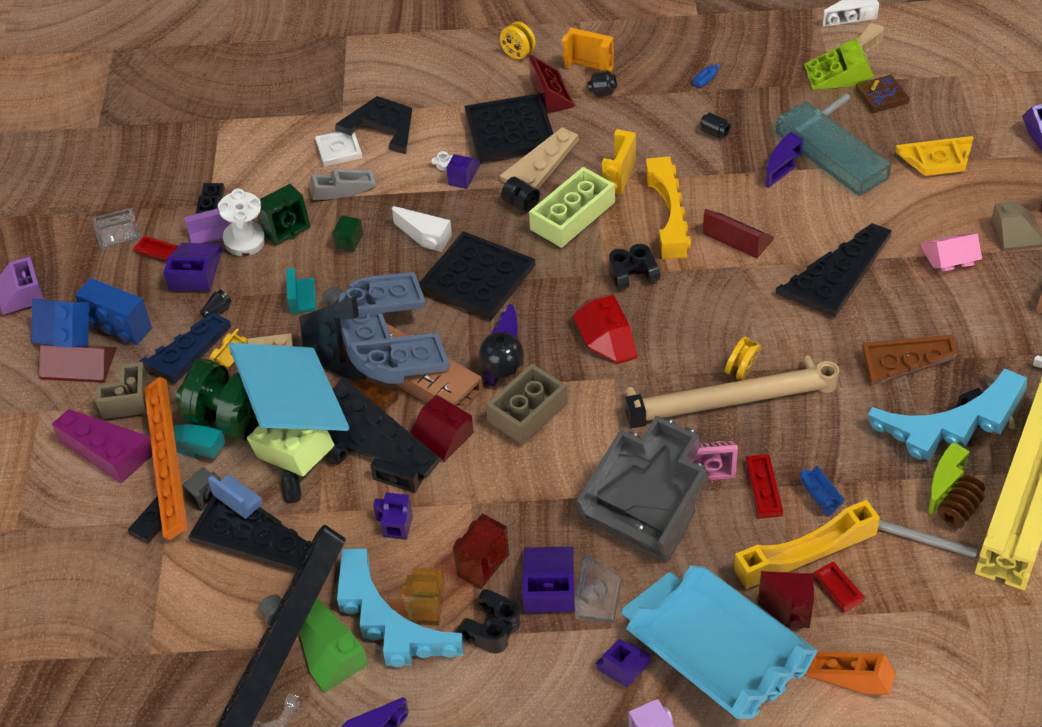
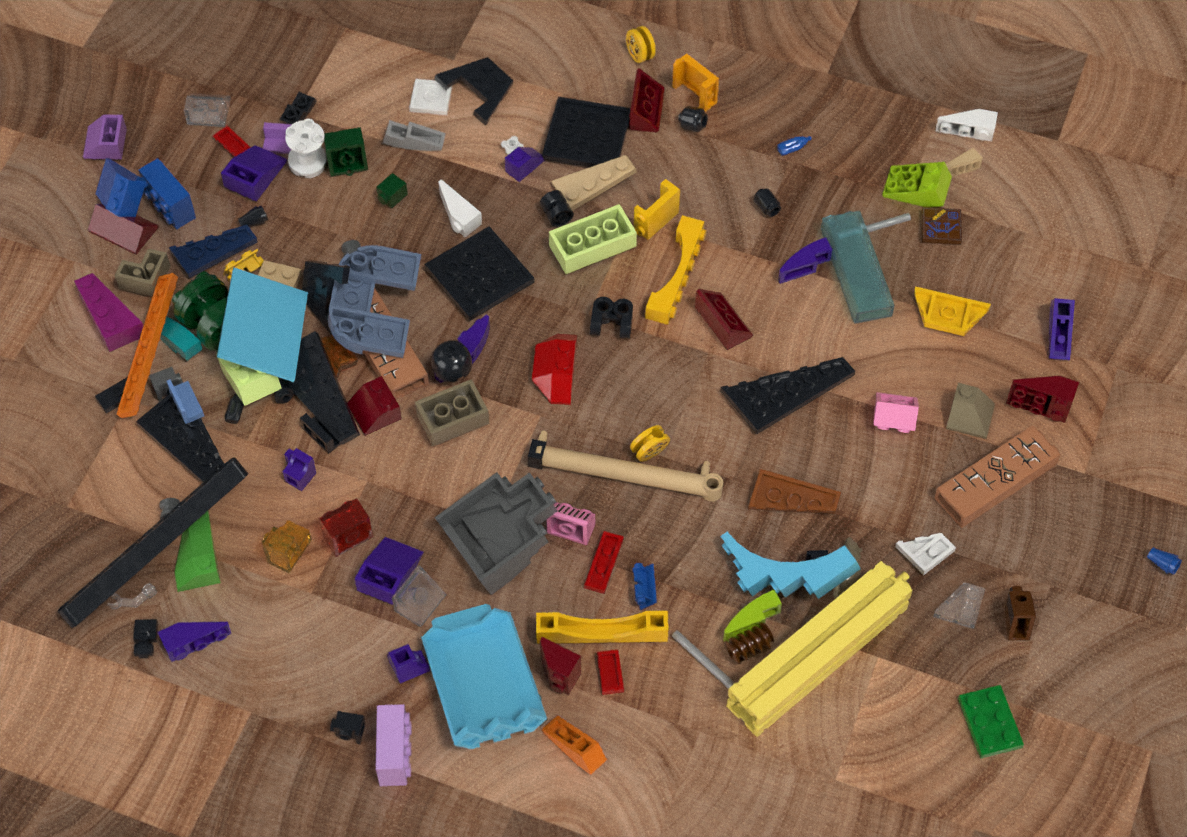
camera: 20 degrees right, 10 degrees up
(300, 293) = (326, 232): teal panel -> none
(379, 621) = (251, 574): medium azure arch -> none
(480, 634) = (314, 595): black piece -> none

